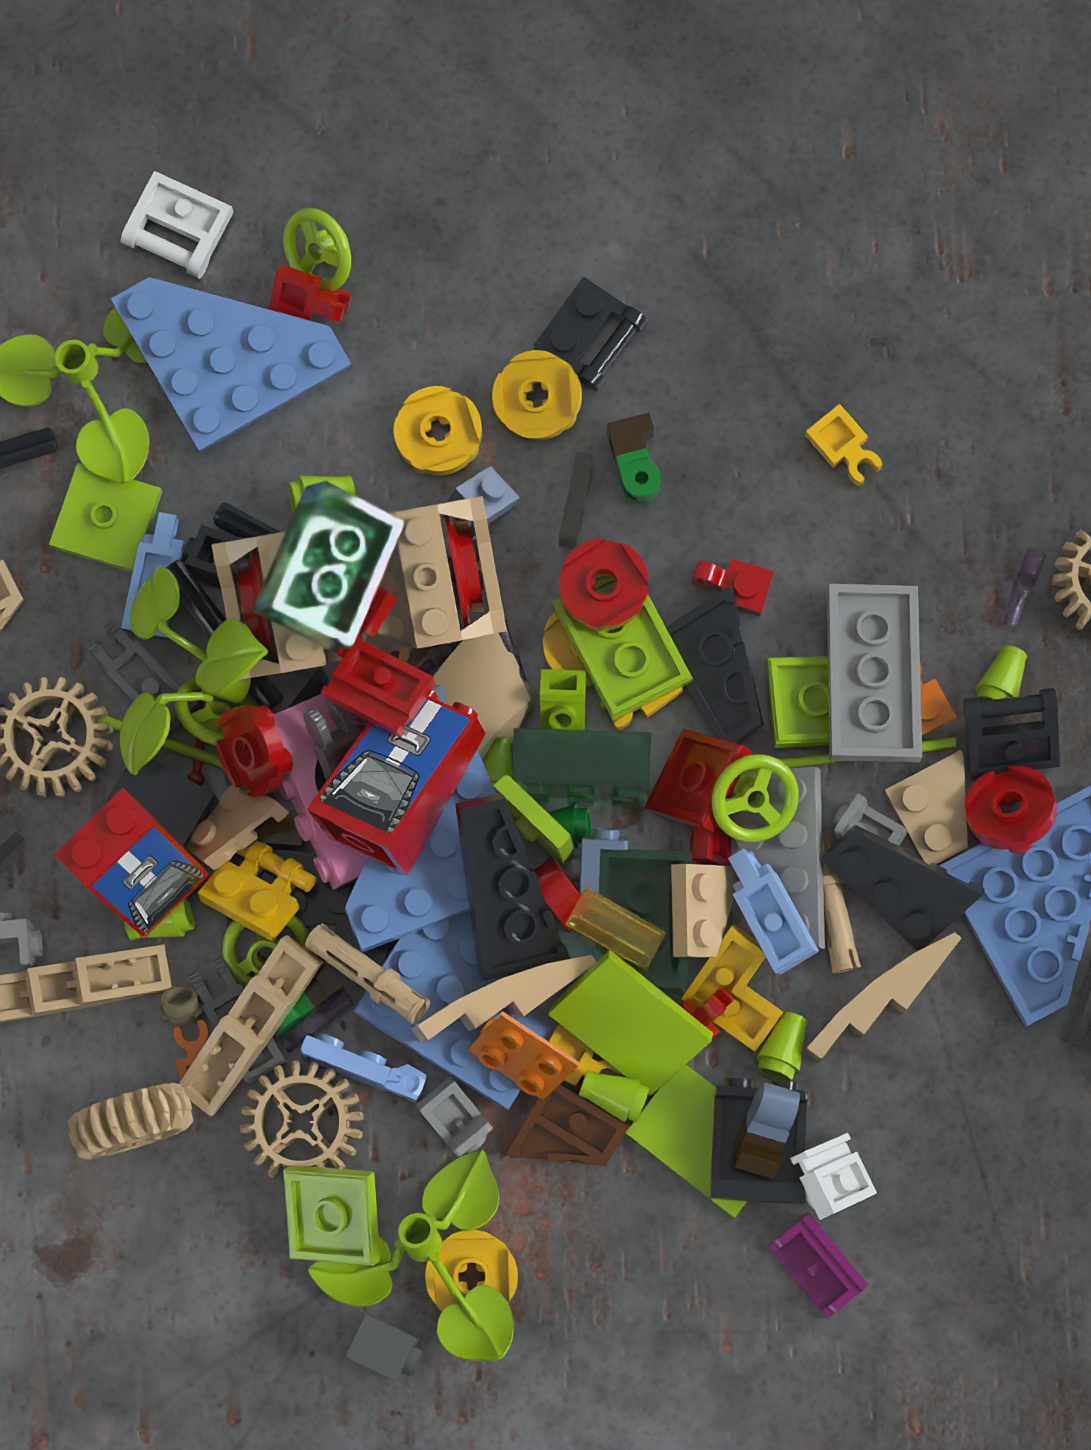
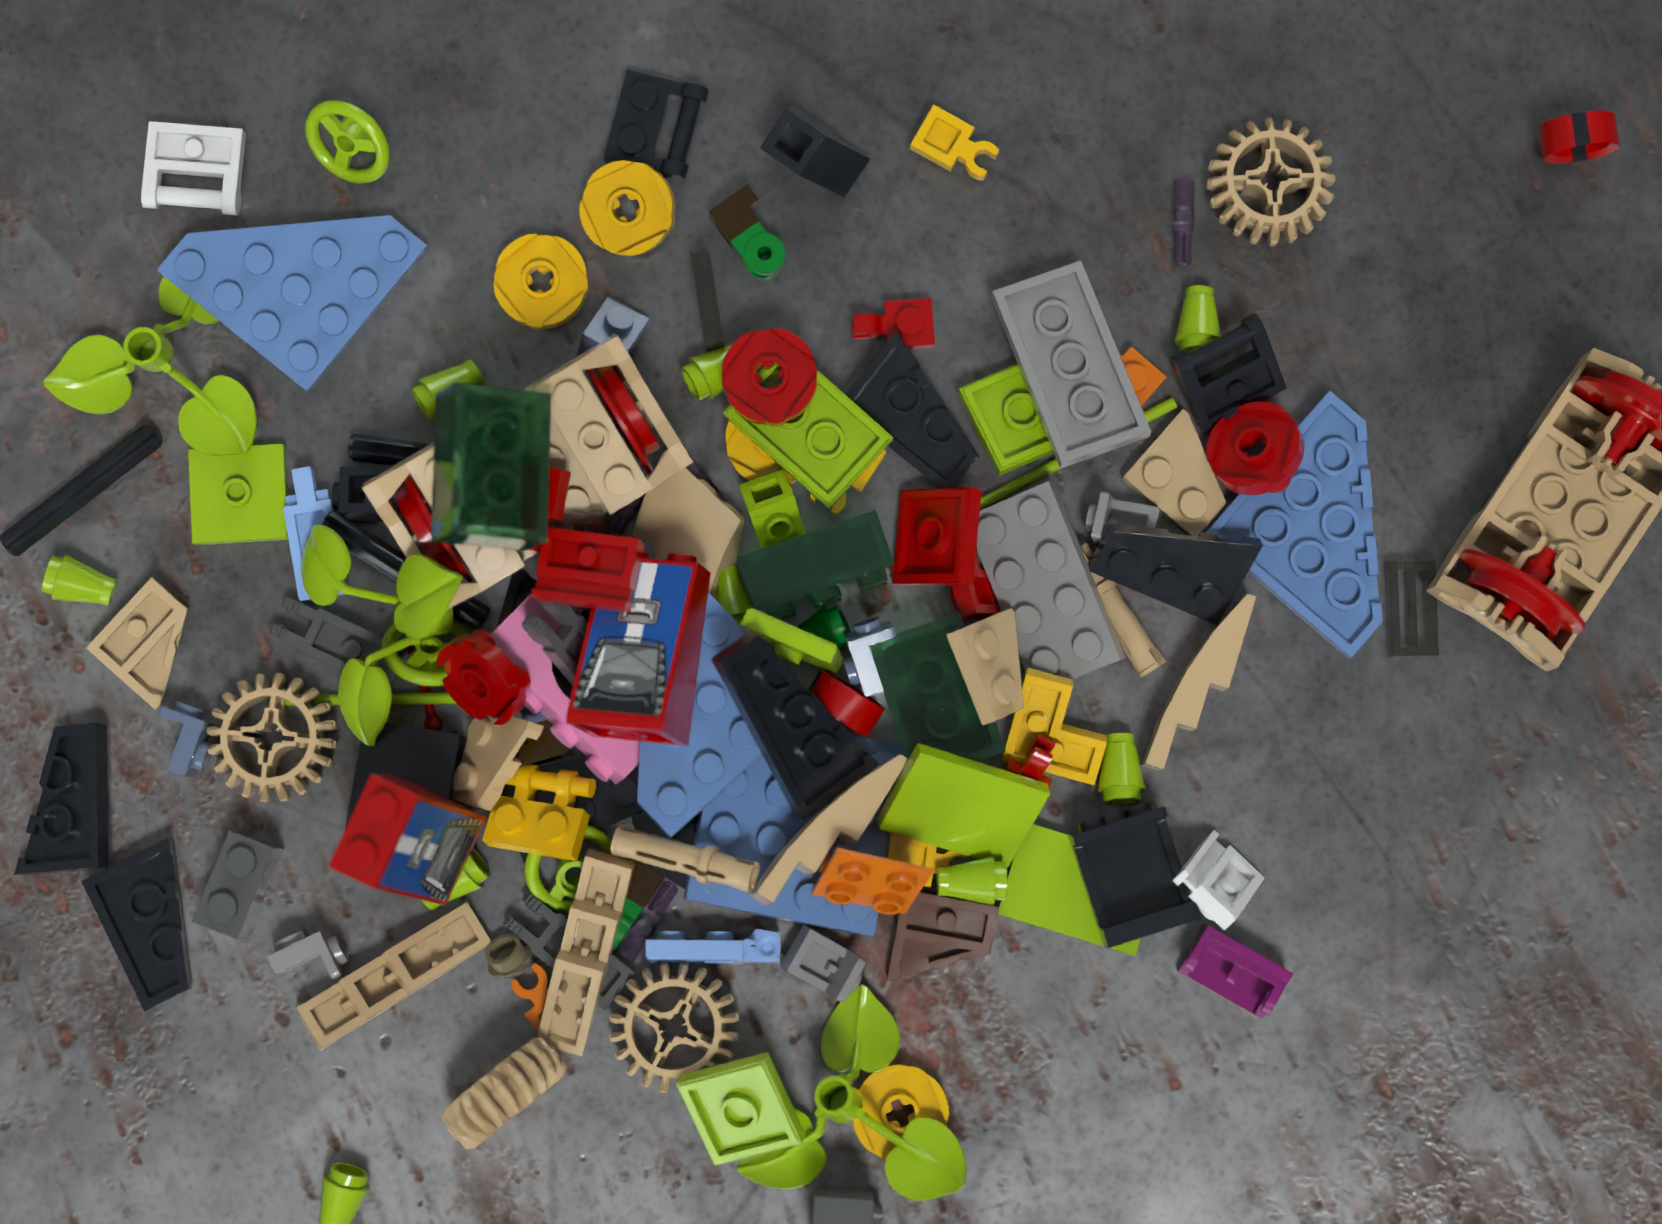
camera: 25 degrees left, 5 degrees up
(301, 296) = (349, 195): red plate -> none
(548, 563) = (704, 374): none -> lime cone
(616, 928) = (915, 719): clear yellow tile -> none
(719, 406) = (815, 151): none -> black slope
(744, 787) = (990, 524): lime piece -> none
(765, 1130) = (1137, 862): leg -> none
(770, 913) = (1061, 644): light blue hinge -> none

